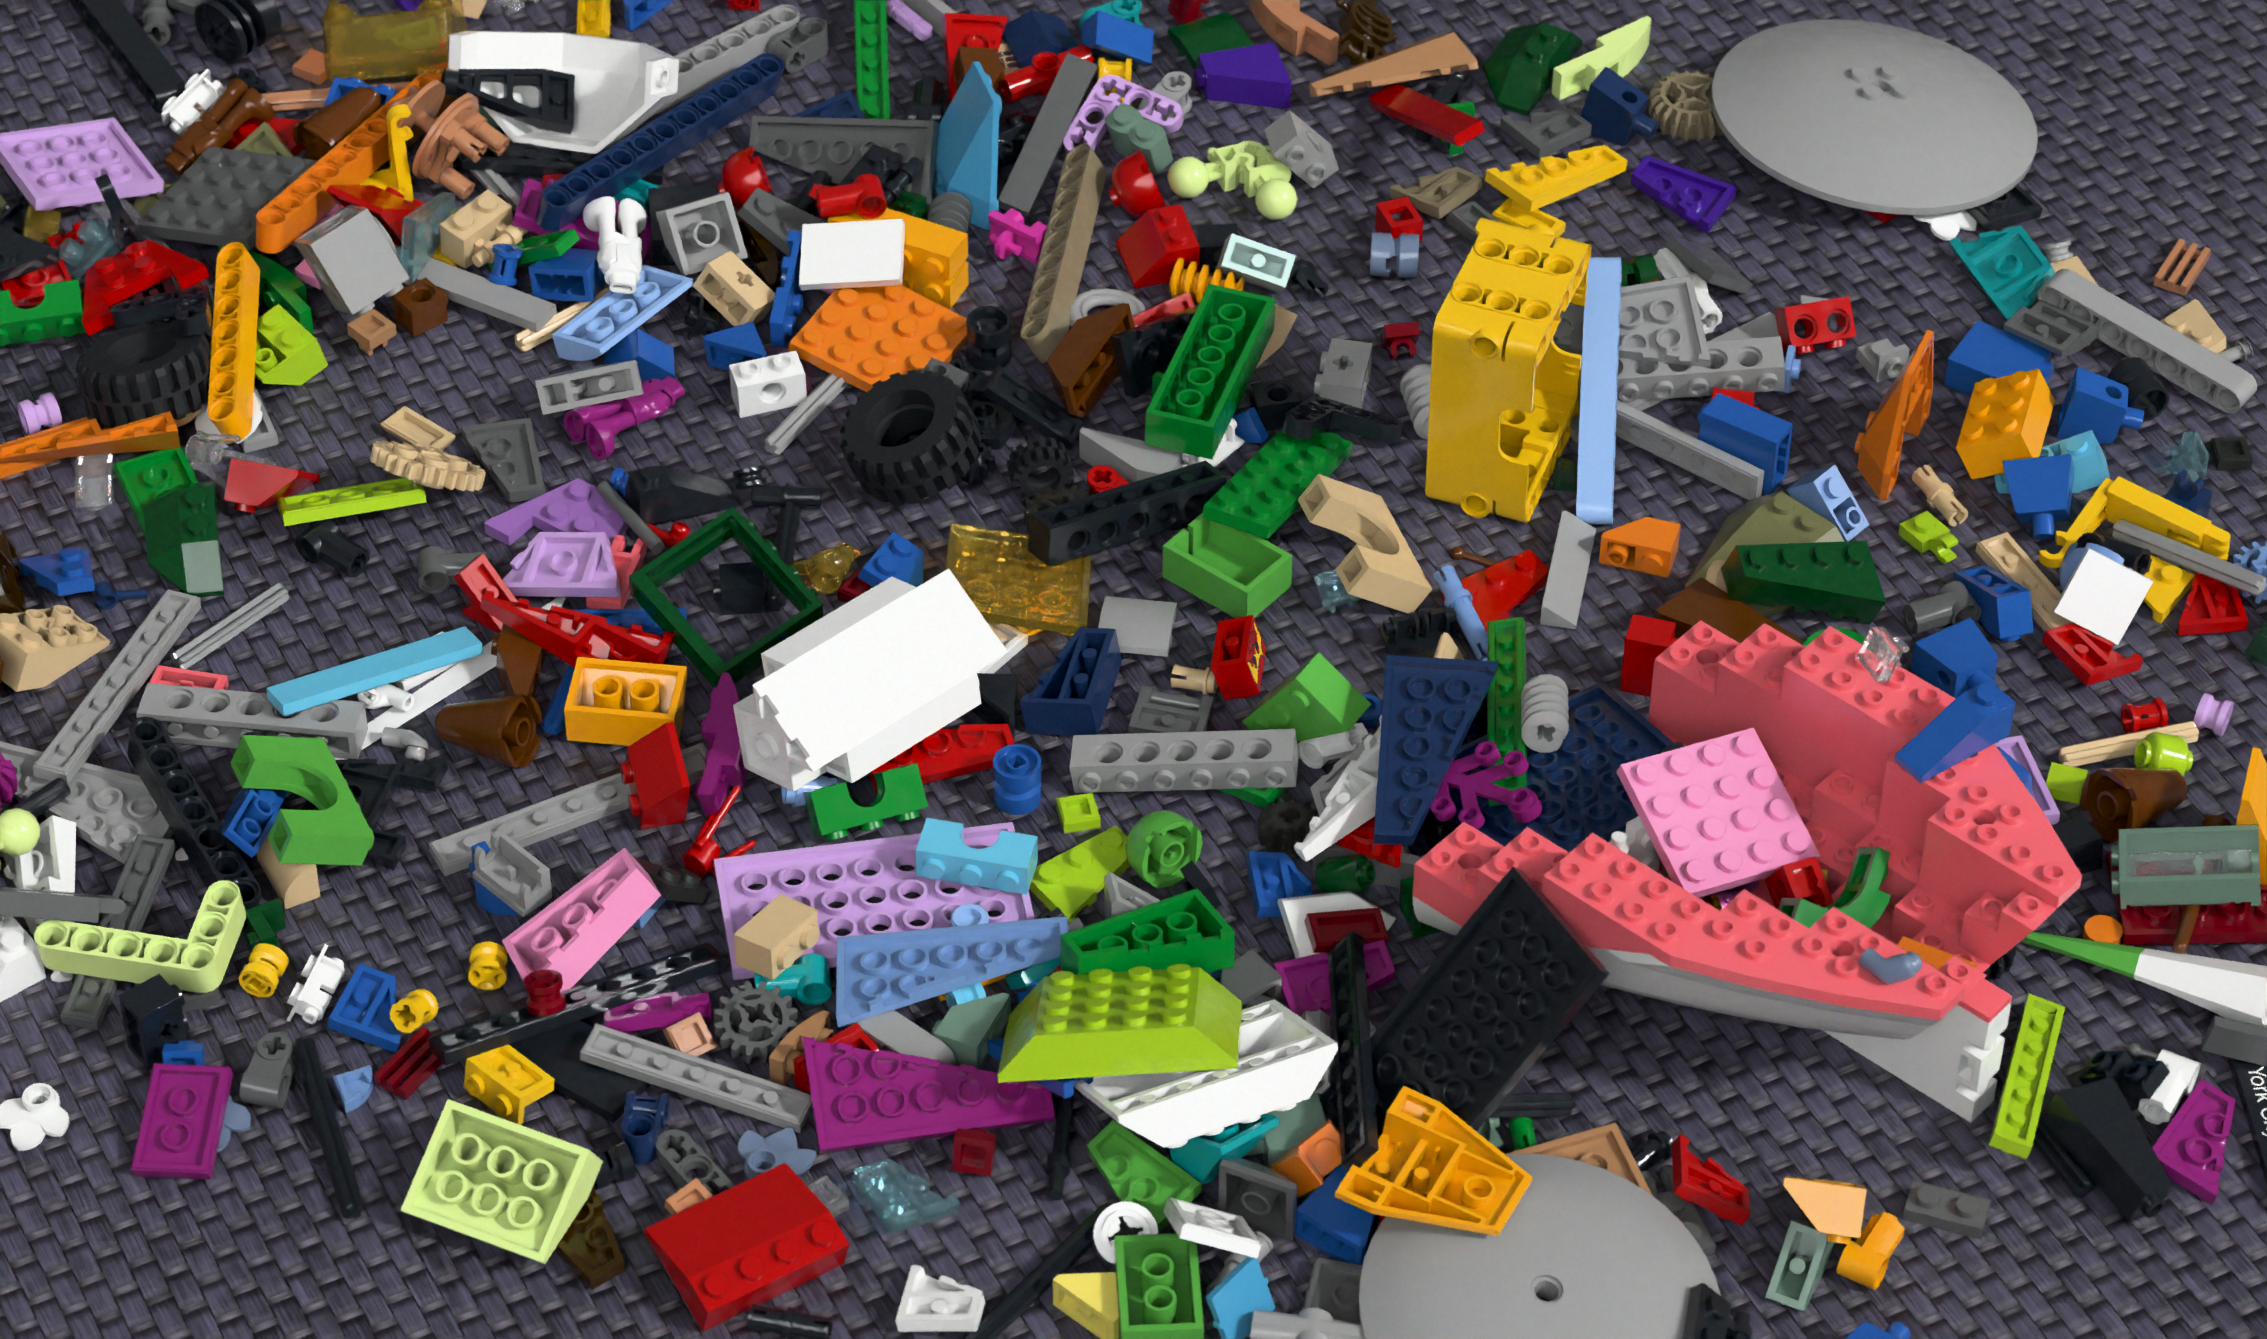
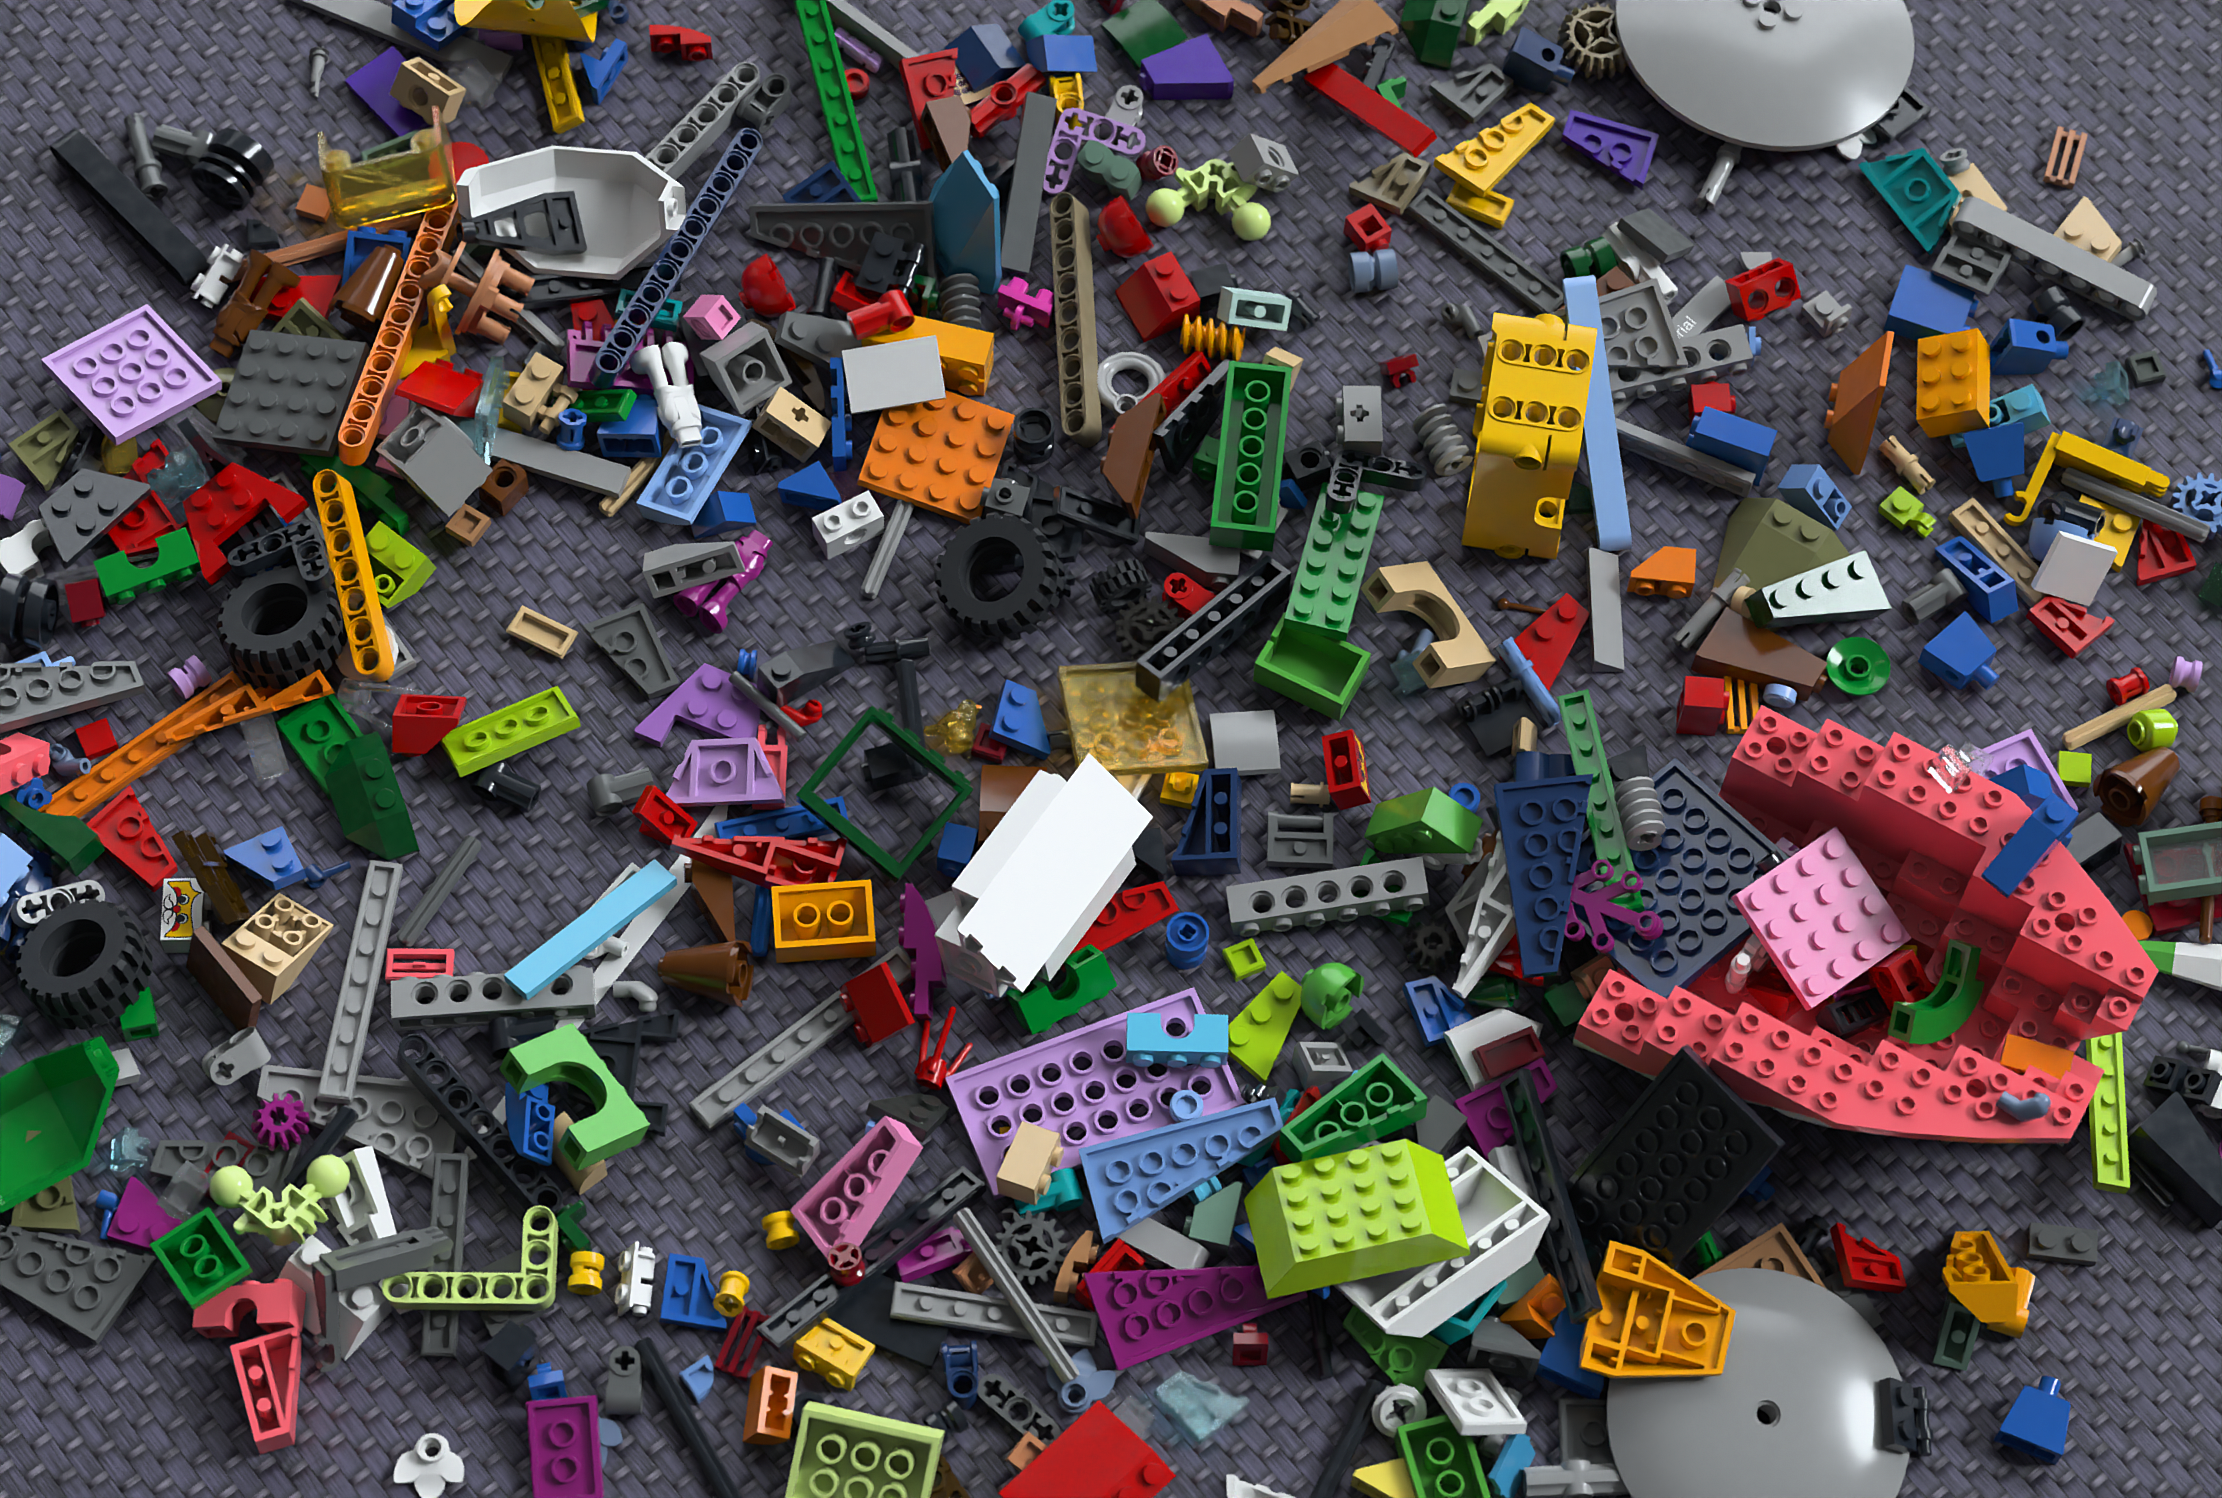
camera: 15 degrees left, 20 degrees up
(420, 1118) = (770, 1406): none -> orange brick
(427, 466) = (571, 685): tan gear -> none
(678, 185) = (711, 317): none -> bright pink brick
(724, 1056) = (1016, 1295): none -> light grey axle
(899, 45) = (858, 83): none -> red tile
(1045, 653) = (1179, 789): none -> yellow tile
(1190, 139) = (1157, 163): none -> dark red wheel
(1597, 1093) = (1759, 1188): none -> blue tile
(1696, 569) = (1710, 610): none -> light grey pin
(1808, 217) = (1727, 157): none -> light grey pin

